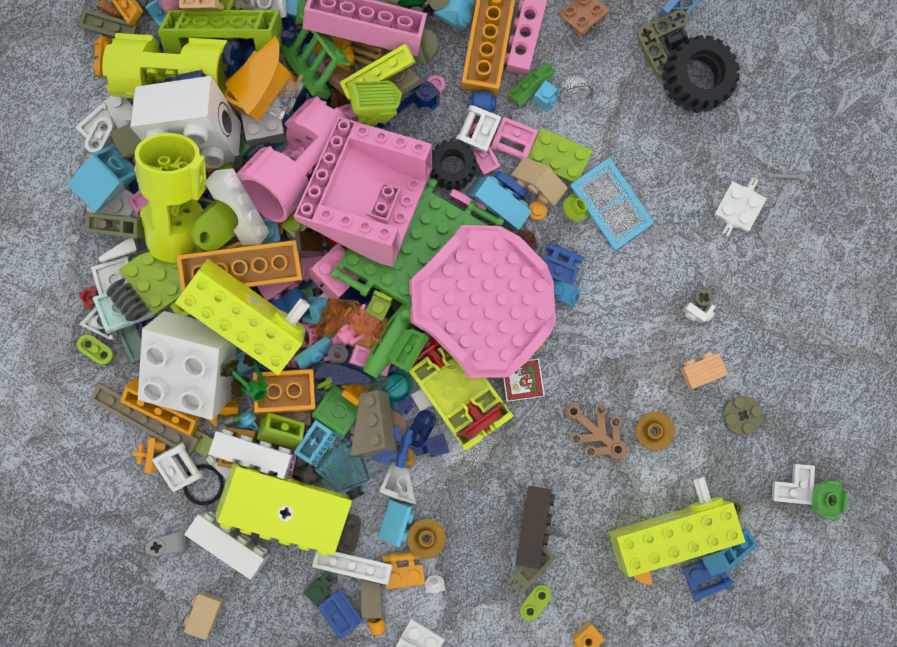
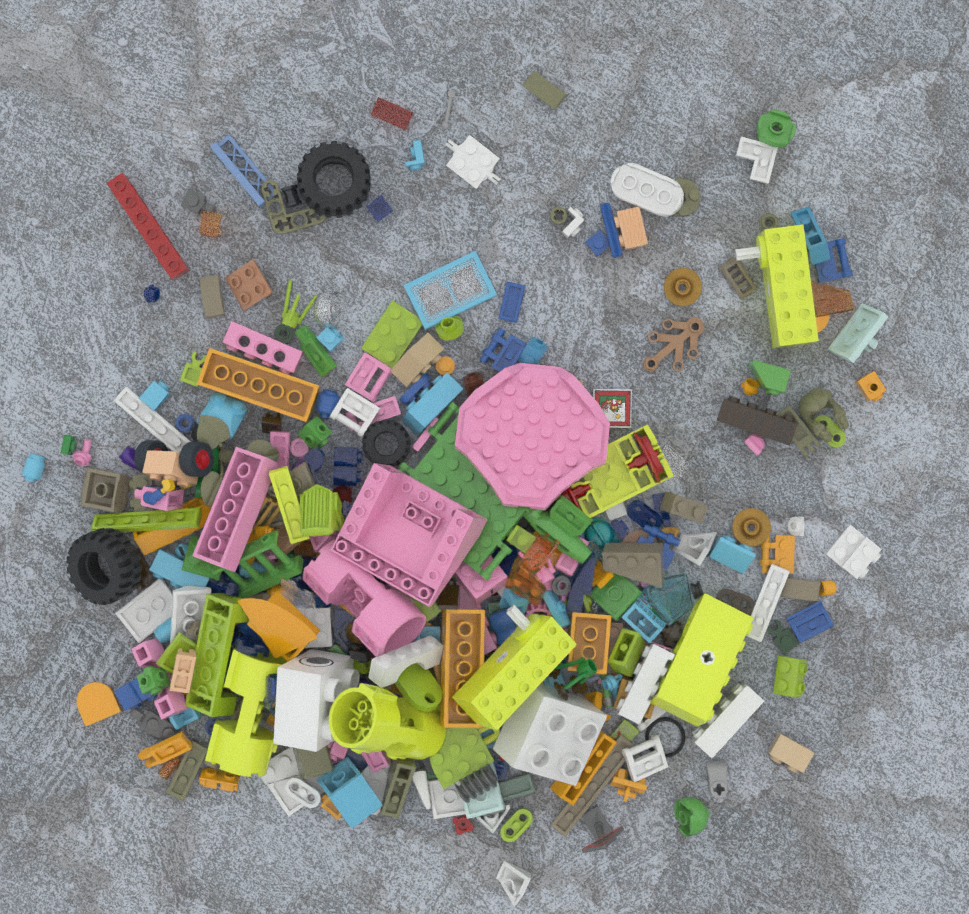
camera: 80 degrees left, 5 degrees up
(40, 356) = (514, 881): none -> white slope
(93, 438) = (600, 830): none -> dark grey piece
(126, 524) = (692, 815): none -> bright green cylinder
(281, 602) = (790, 676): none -> lime bracket
(398, 128) = (344, 493): none -> clear red plate
(426, 129) = (346, 466): none -> clear blue brick
(435, 466) = (683, 507): none -> dark tan brick
(438, 65) = (281, 441): none -> bright pink plate
(452, 95) = (315, 433): none -> bright green brick
(453, 54) = (271, 423): none -> dark brown tile
(511, 528) = (755, 443): none -> bright pink plate
(543, 58) = (287, 338): none -> dark green plate
(559, 57) = (291, 317): none -> lime plant
(565, 586) = (814, 402): none -> olive hair
(567, 515) = (750, 386): none -> light orange plate
(581, 533) = (770, 377): none -> bright green slope
(610, 265) = (511, 302): none -> blue tile
(640, 617) = (858, 333): none -> light aqua plate
(667, 584) = (830, 300): none -> clear orange wing
(677, 489) = (732, 281): none -> dark tan slope
(679, 124) = (379, 208): none -> clear blue plate
(683, 341) = (598, 243): none -> blue plate
(698, 351) = (611, 230): none -> blue axle
(739, 151) = (416, 152): none -> medium azure bracket
(745, 380) = (647, 189): none -> white tile
(771, 123) = (392, 114): none -> clear red tile
(823, 264) = (544, 90): none -> olive slope

